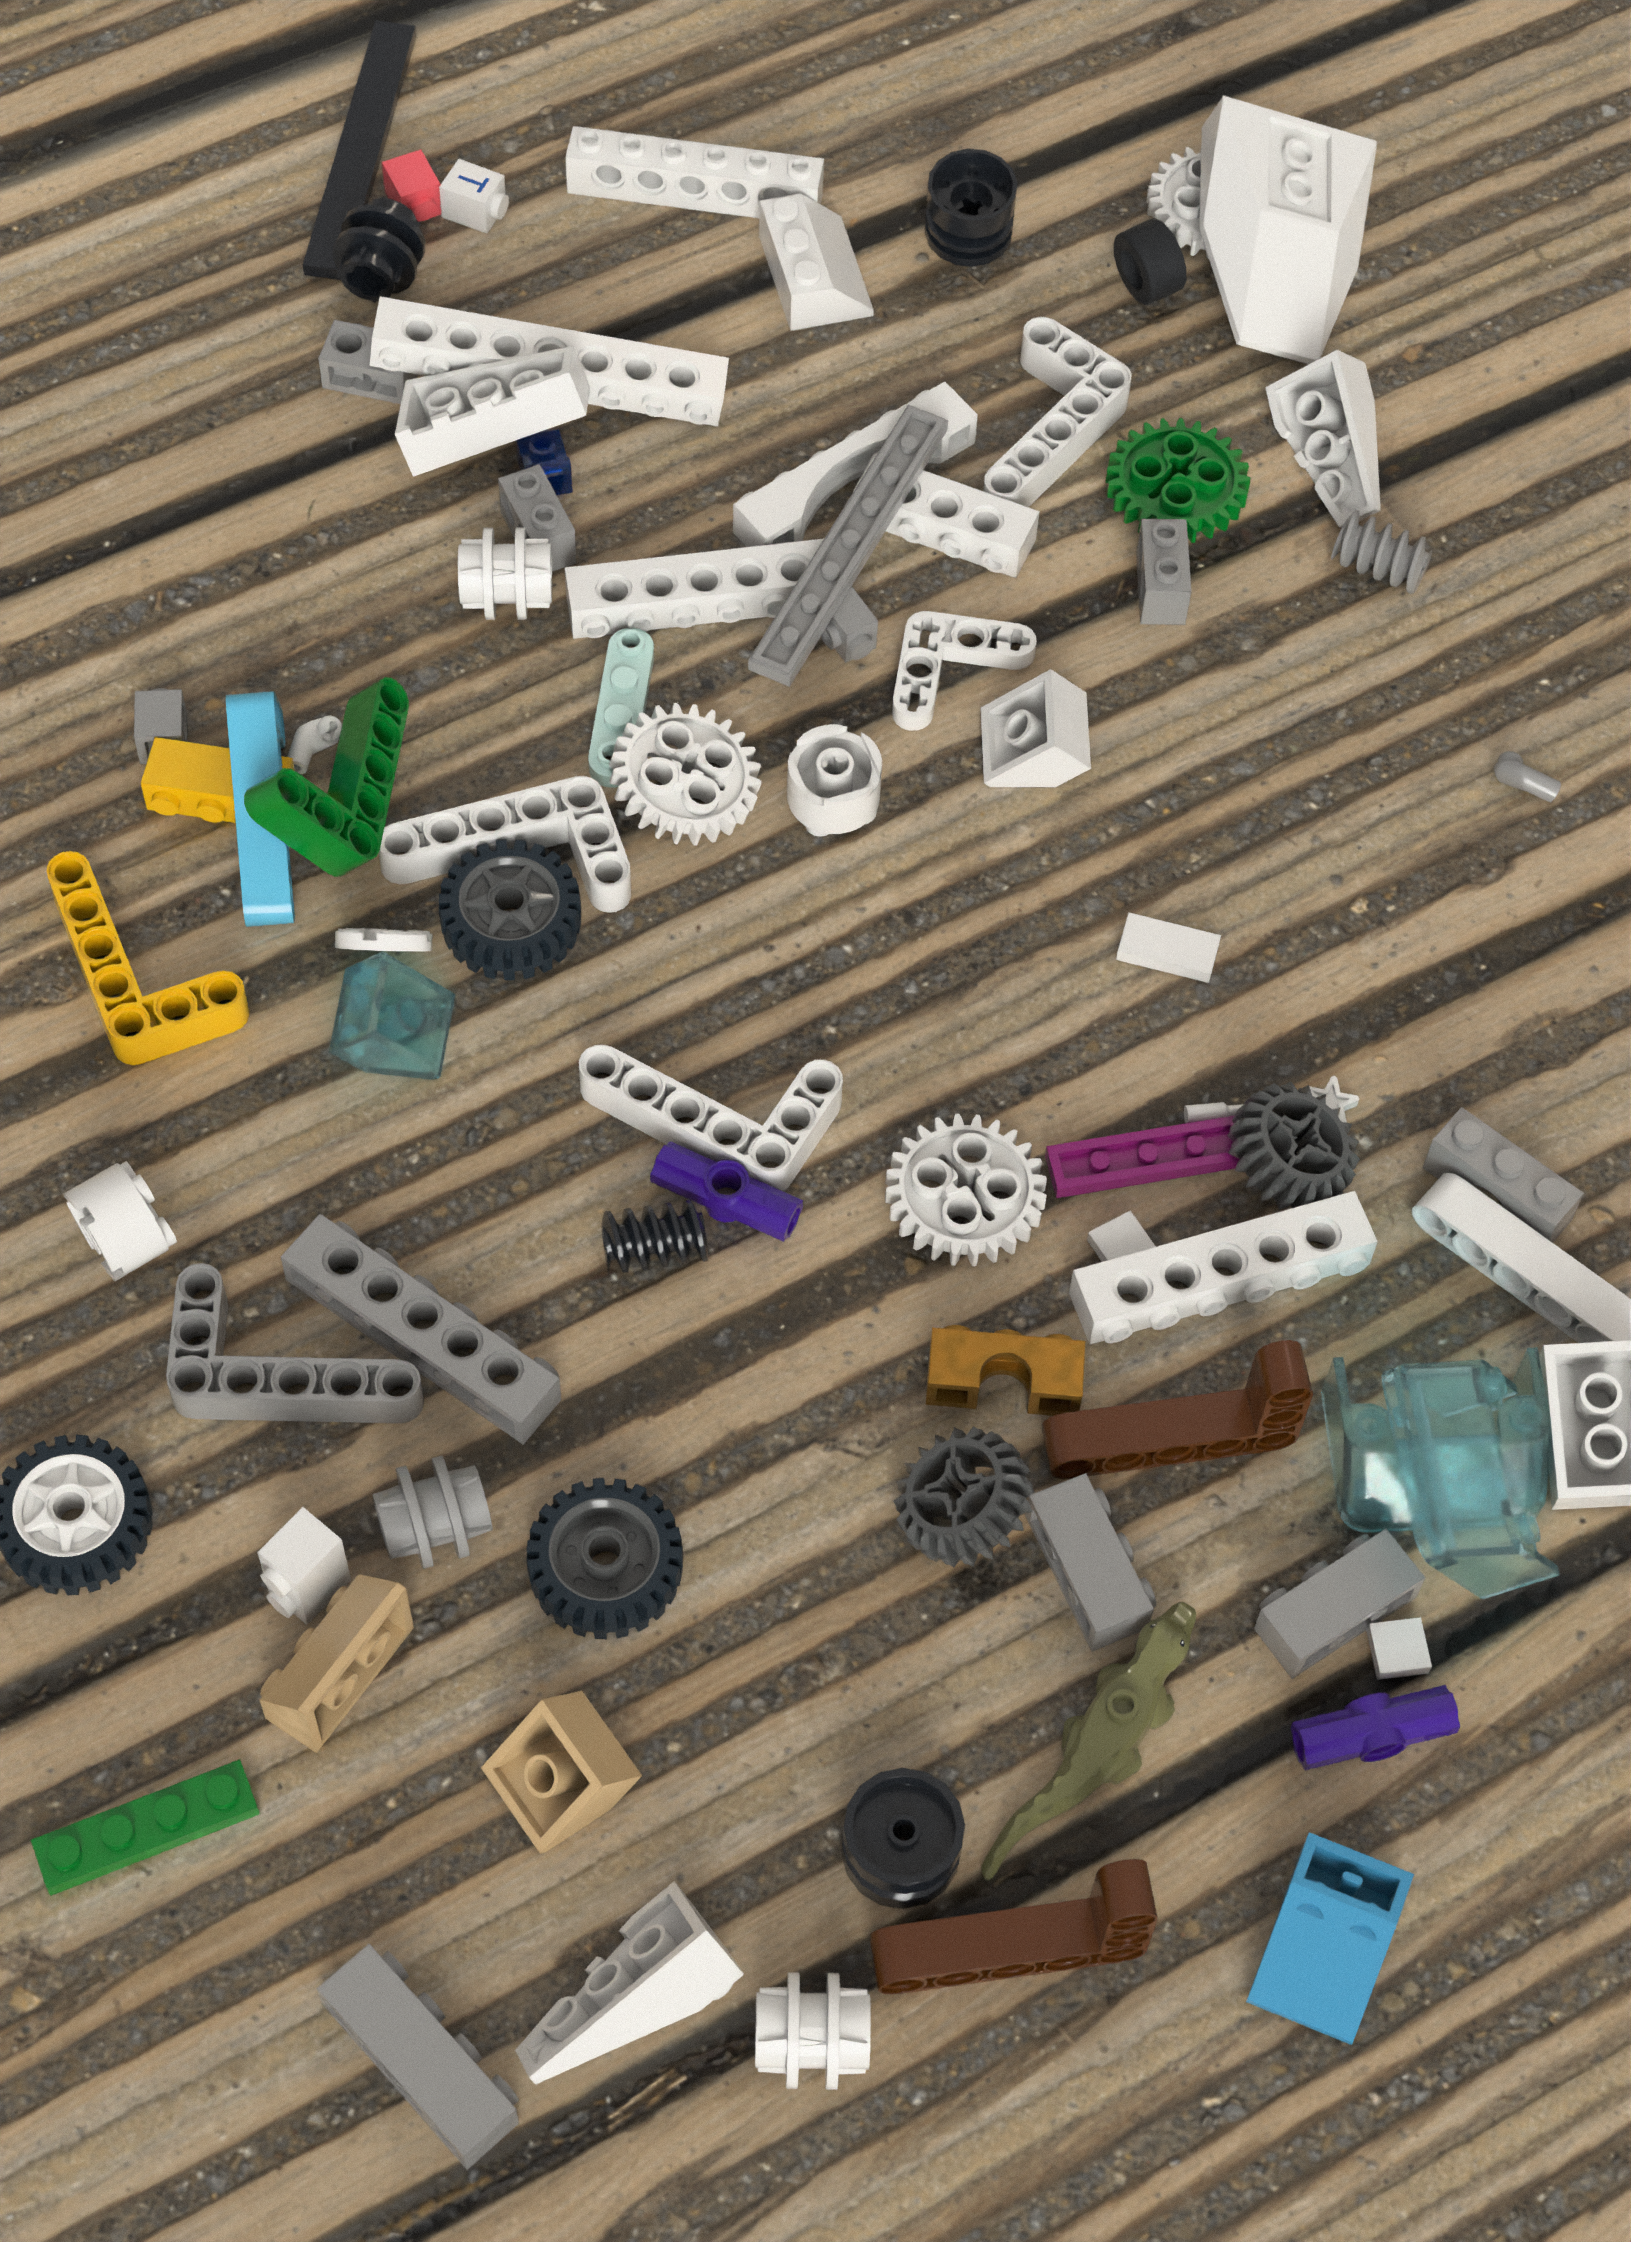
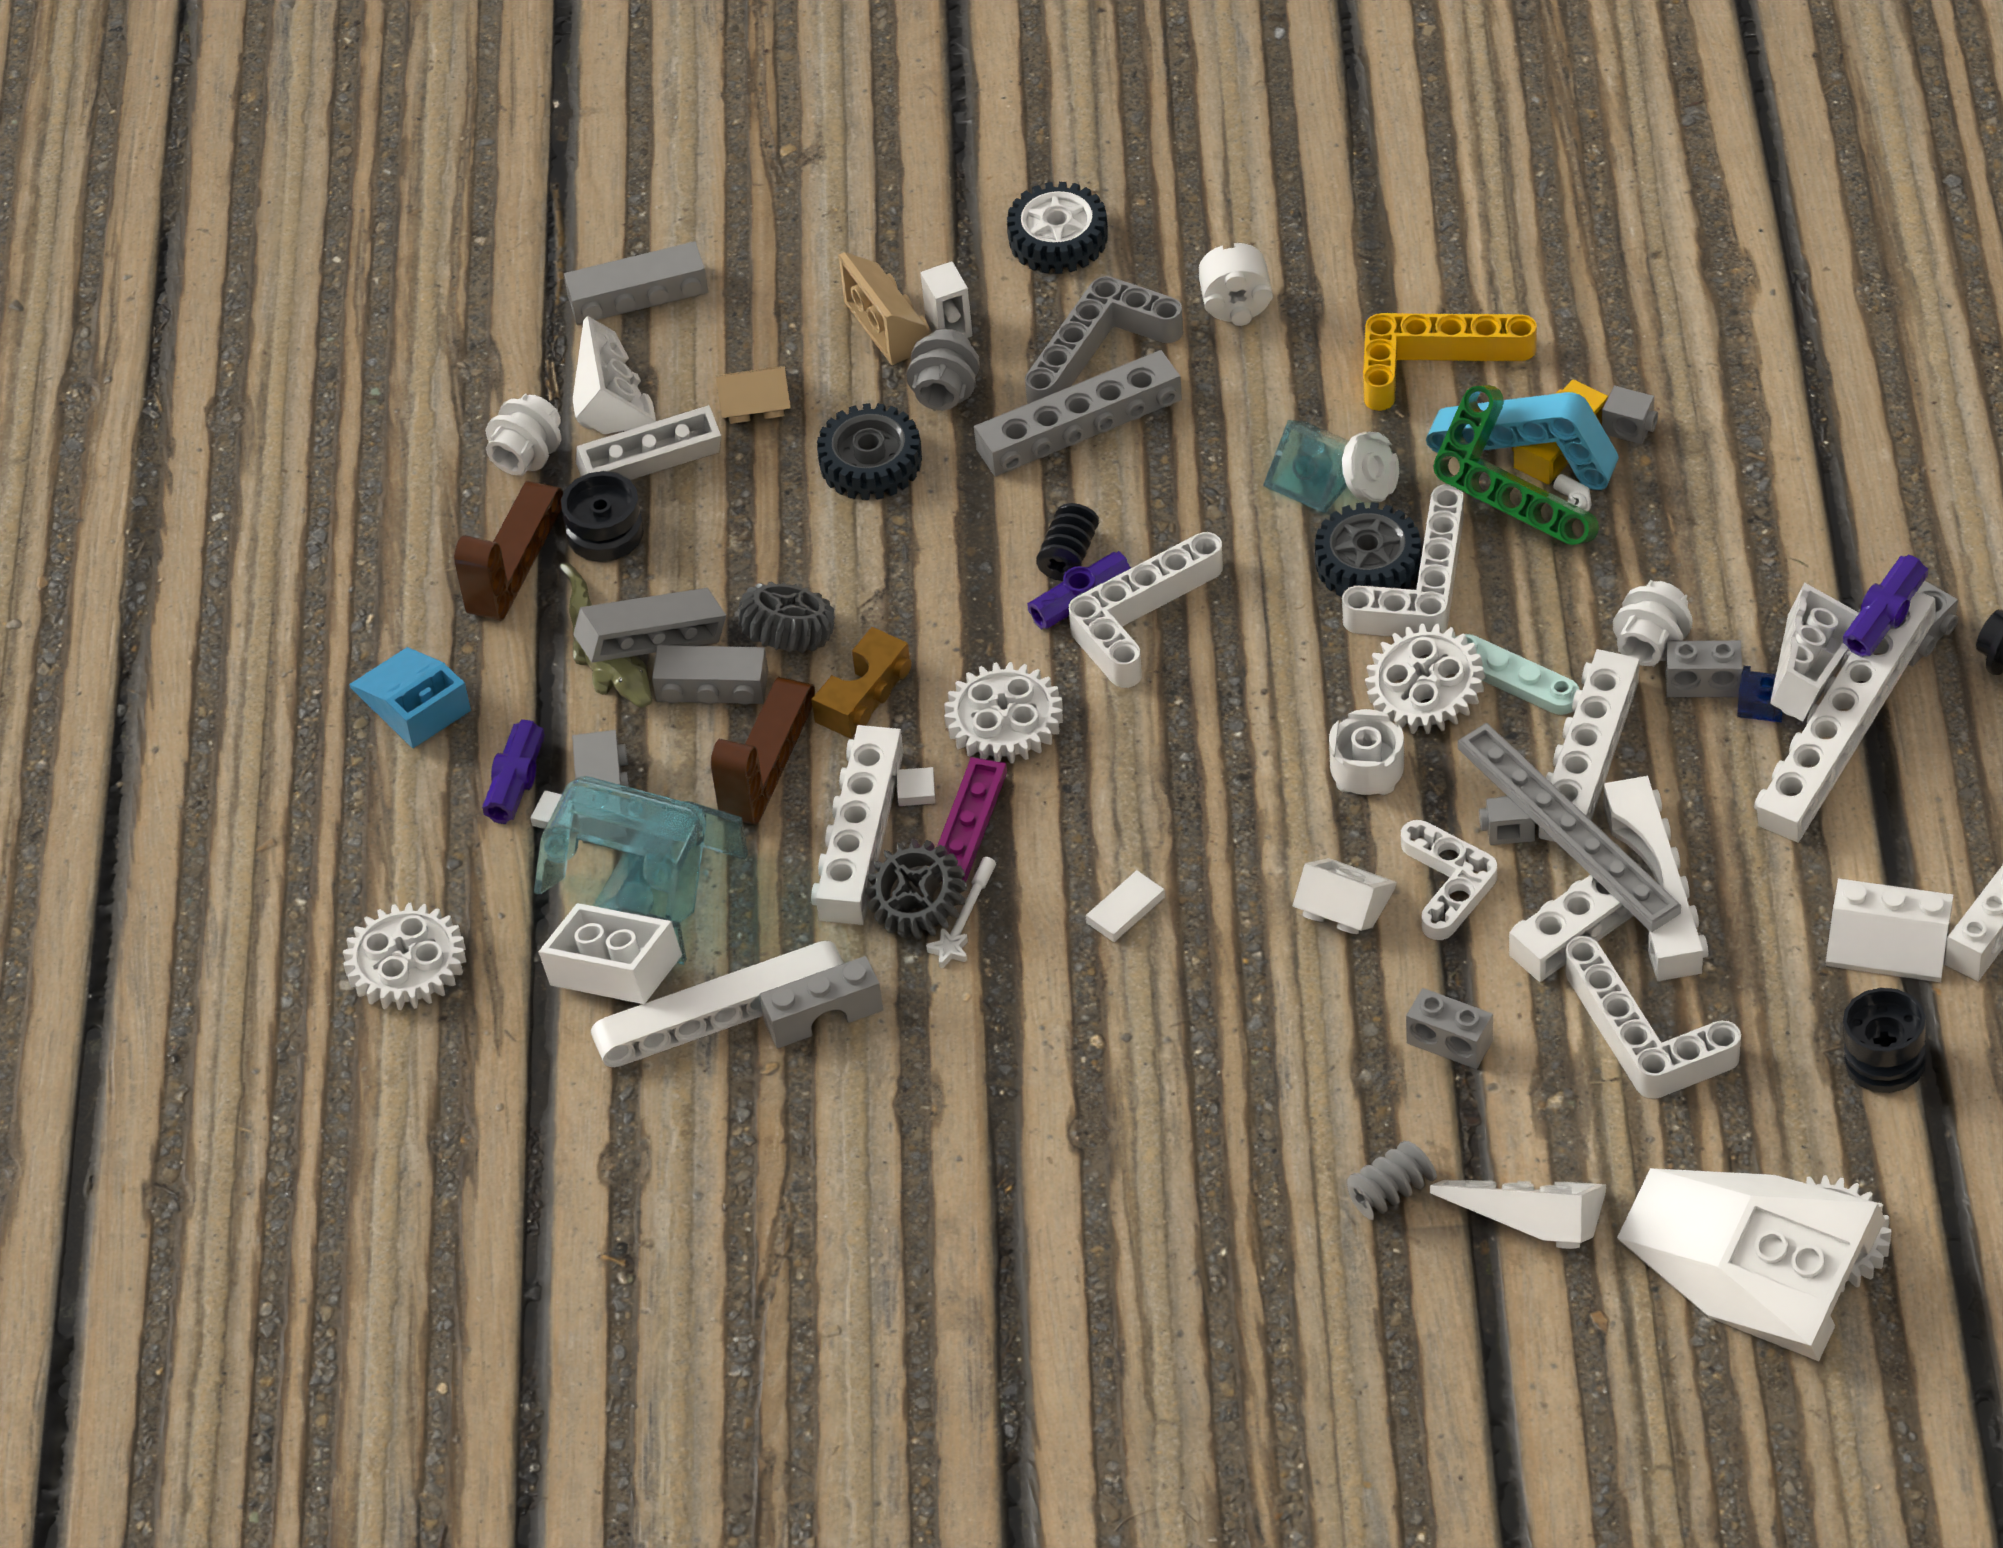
camera: 125 degrees right, 10 degrees down
(144, 1827) = (847, 212): green plate -> none
(422, 323) = (1885, 605): none -> dark purple piece
(750, 1842) = (652, 445): none -> white brick
(1075, 1654) = (643, 623): none -> light grey brick
(1150, 261) = (1767, 1141): black tyre -> none
(1178, 477) = (1569, 1071): green gear -> none
(1514, 773) = (1138, 1179): light grey arm -> none

